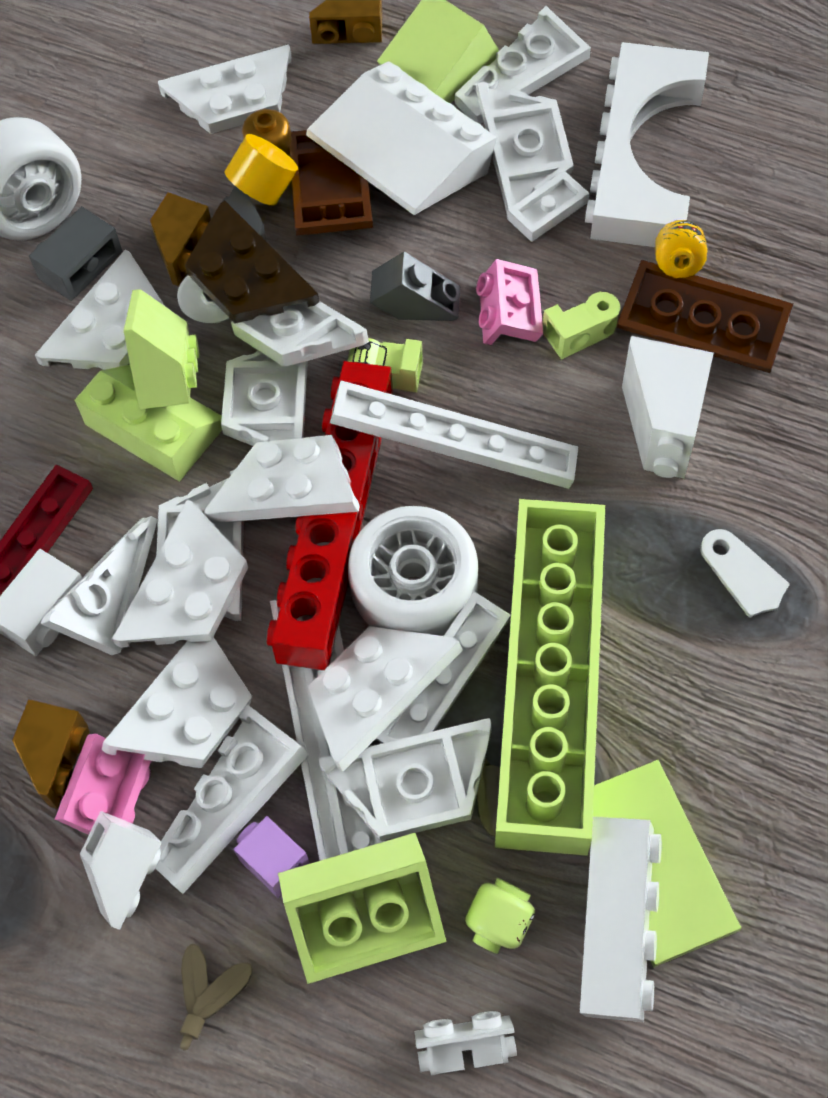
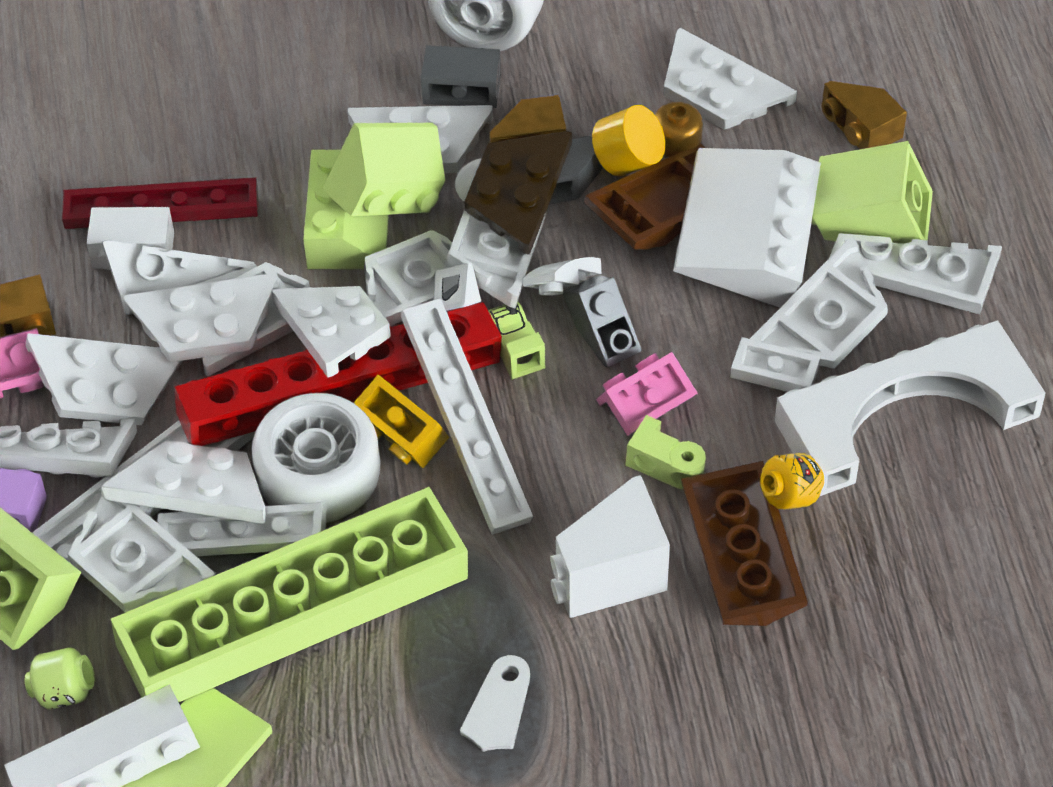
camera: 55 degrees right, 10 degrees down
(316, 372) = (456, 286): none -> white slope
(357, 291) = (554, 277): none -> white slope
(429, 485) = (402, 423): none -> yellow brick

